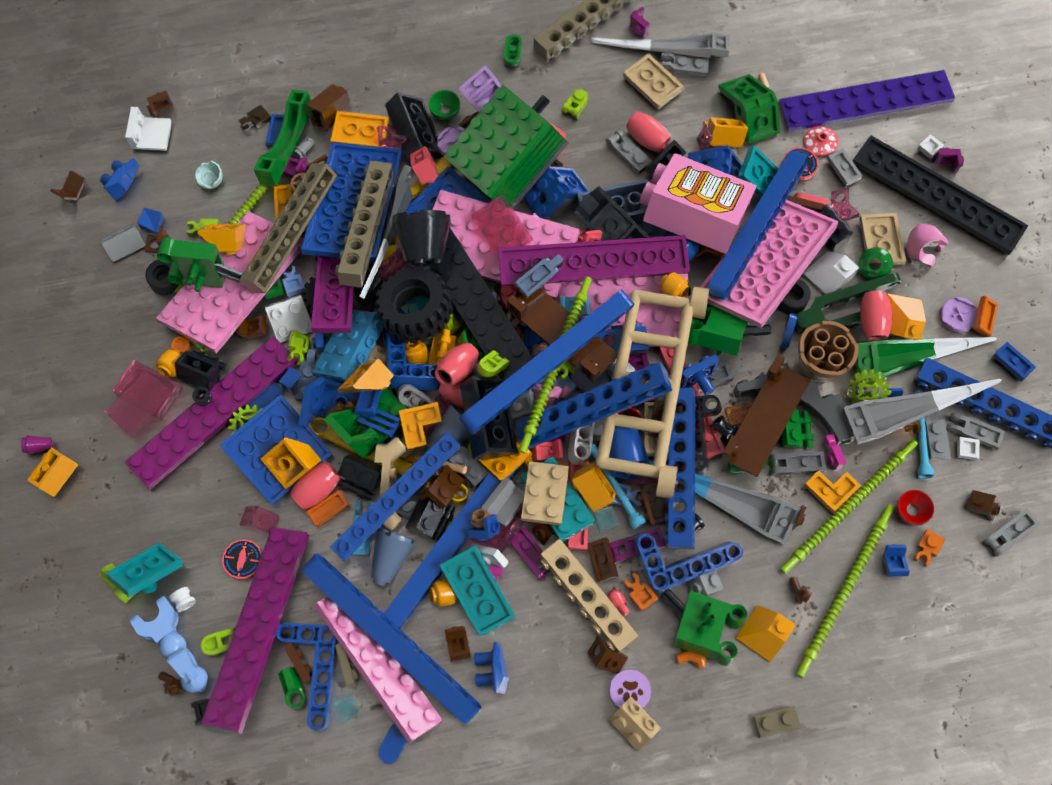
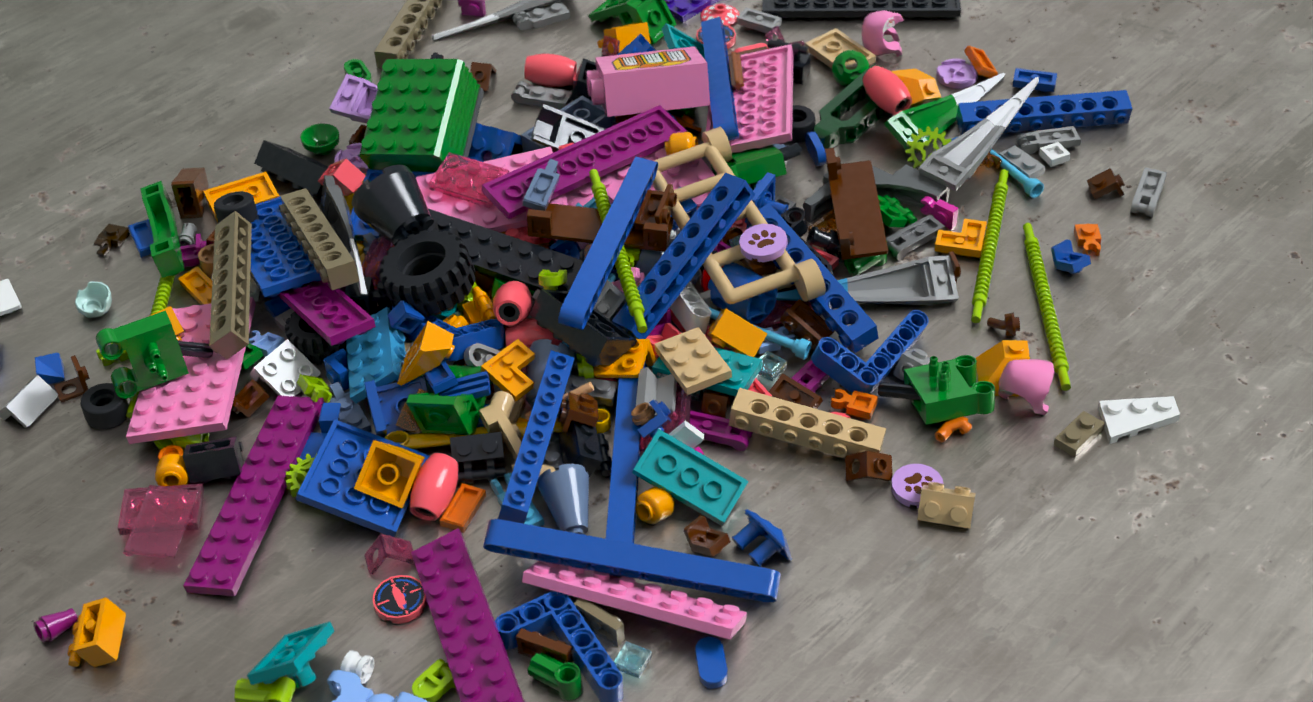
camera: 30 degrees left, 25 degrees down
(196, 396) = (231, 476): black bush -> none
(340, 149) = (238, 201): none -> black tyre
(377, 333) = (405, 317): none -> blue slope
(391, 140) = (286, 183): clear pink bracket -> none
(597, 104) = (482, 74): none -> reddish brown bracket
(605, 345) = (656, 207): none -> reddish brown bracket
(653, 81) = (521, 38): tan plate -> none
(653, 432) = (763, 242): none -> lavender tile
(768, 661) = (1029, 380): none -> bright pink piece
(776, 223) = (736, 71): none -> dark orange axle
(826, 351) = (867, 133): medium nougat cone -> none
(831, 272) = (817, 90): white slope -> none
(831, 734) = (1133, 415): none -> white wing
(923, 504) = (1049, 209): red piece -> none

